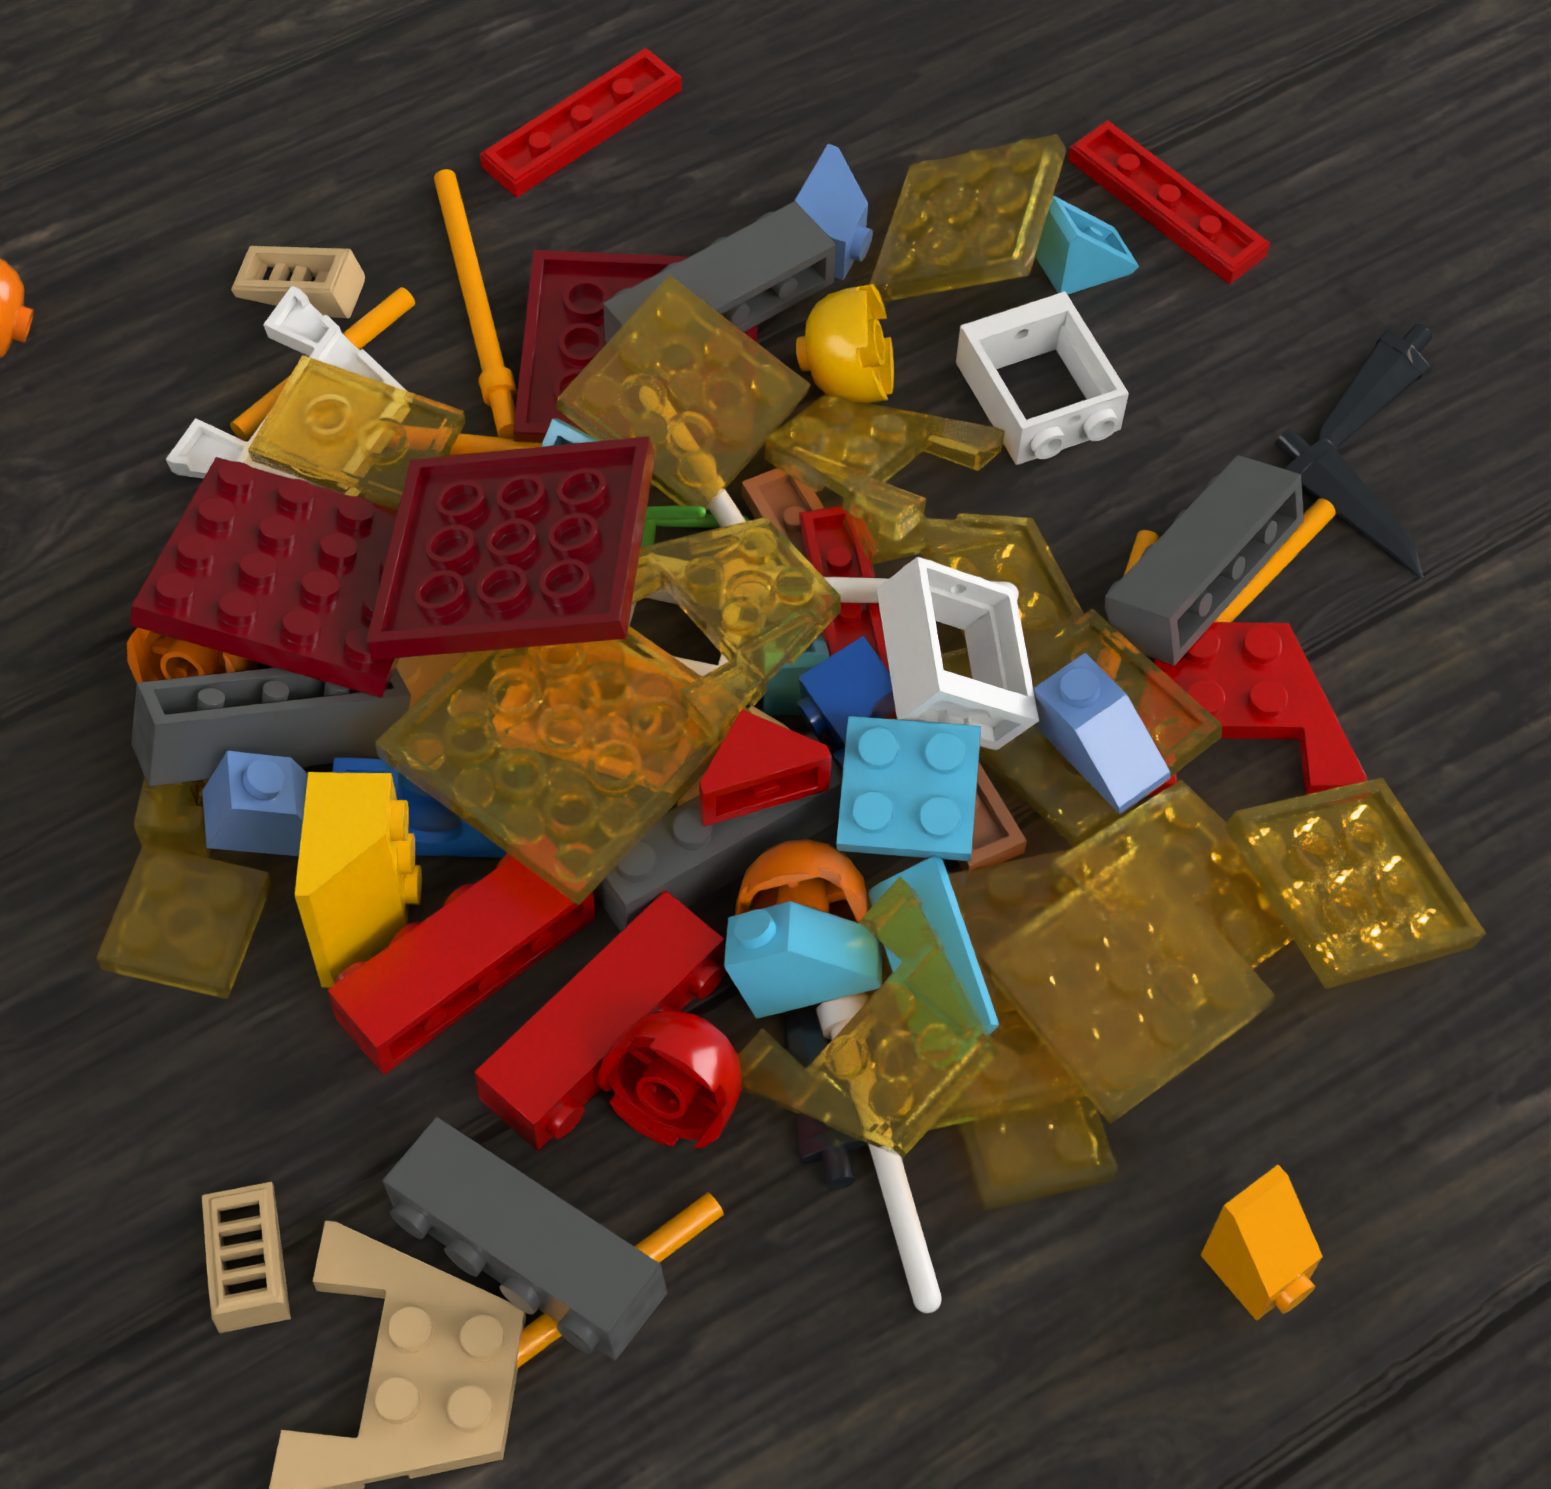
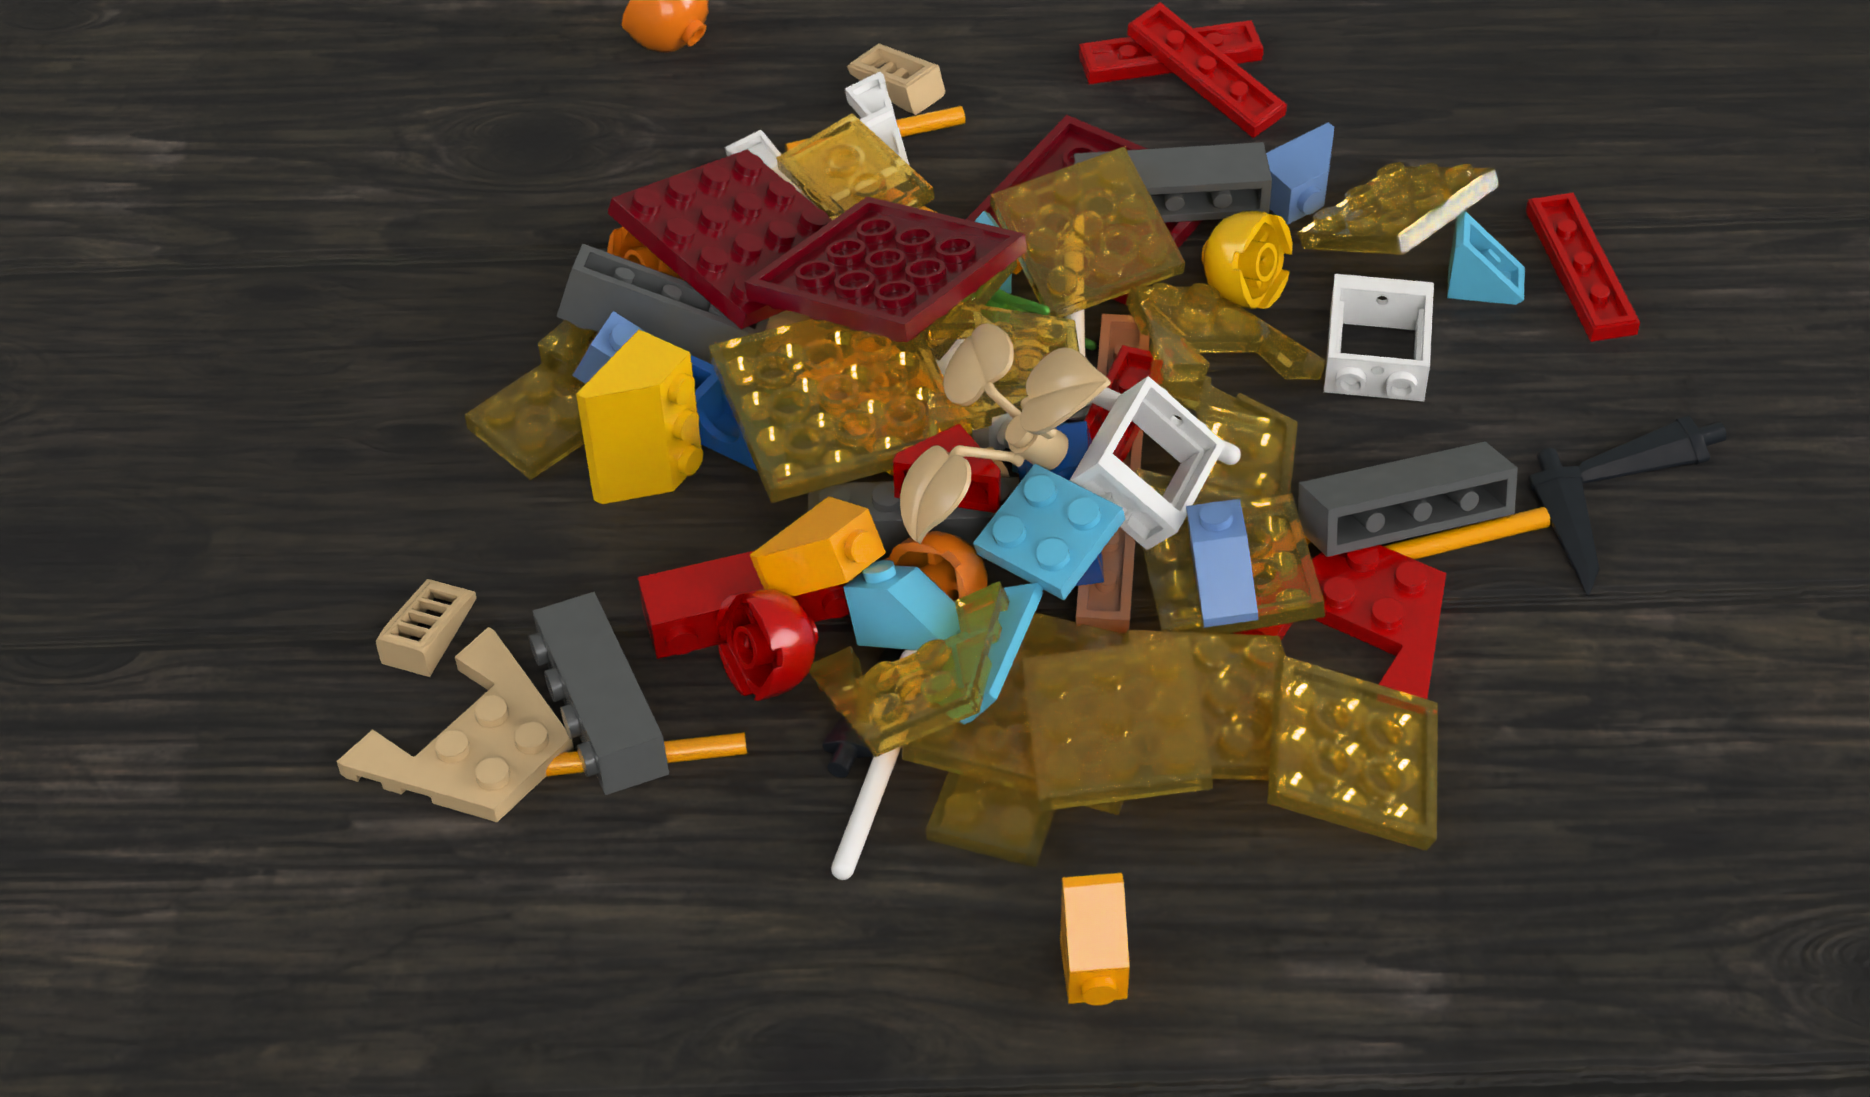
camera: 35 degrees right, 10 degrees down
(453, 961) = (682, 516): red brick -> none
(496, 380) = (984, 184): light orange bar -> none
(641, 128) = (1207, 70): none -> red tile
(678, 936) = (819, 549): none -> light orange slope
(889, 644) = (1055, 392): none -> tan plant

